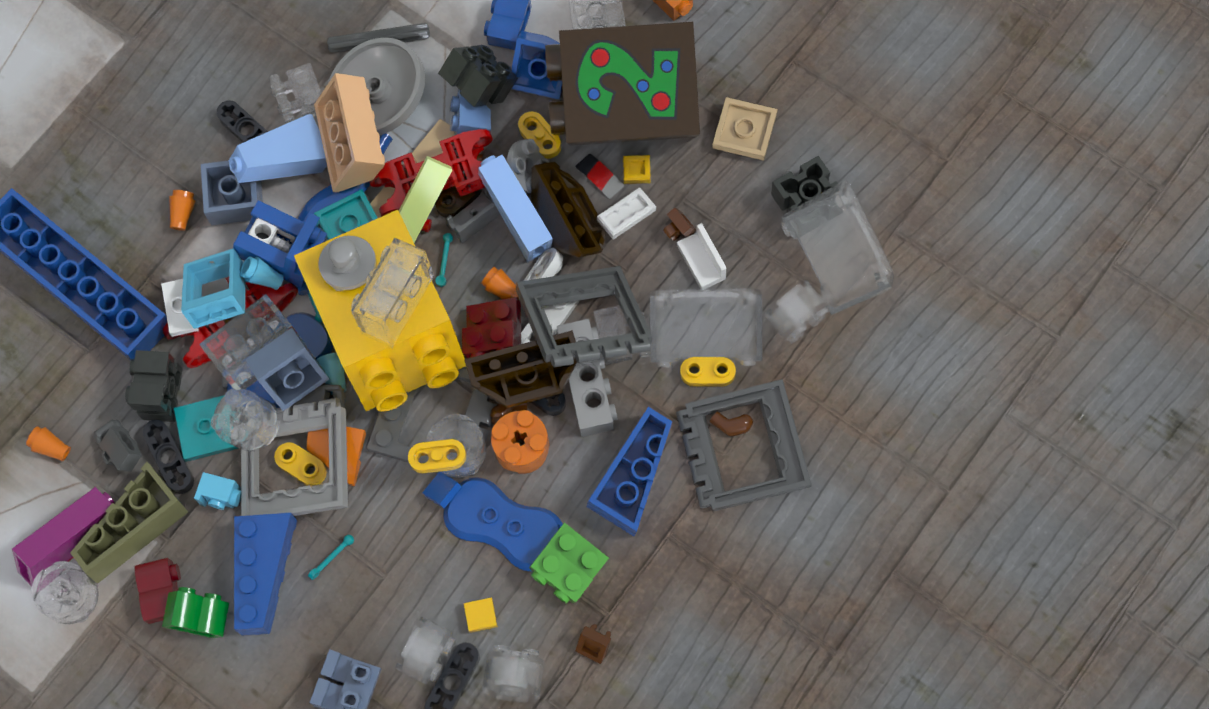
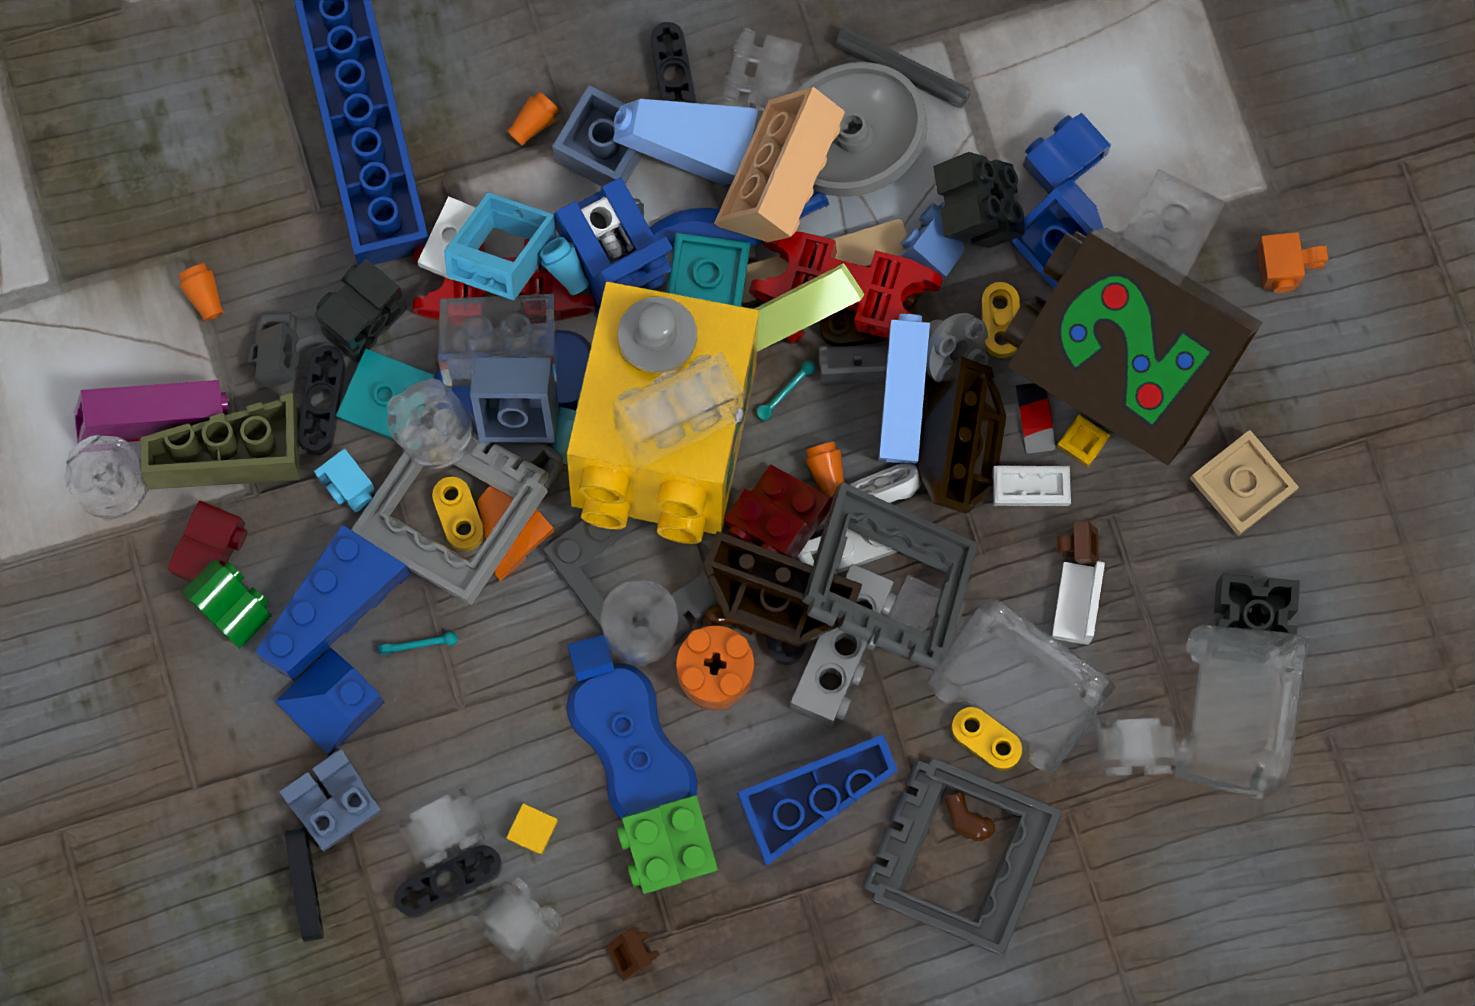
camera: 30 degrees right, 5 degrees up
(302, 627) = (330, 701): none -> blue slope
(437, 453) = (607, 621): yellow plate -> none

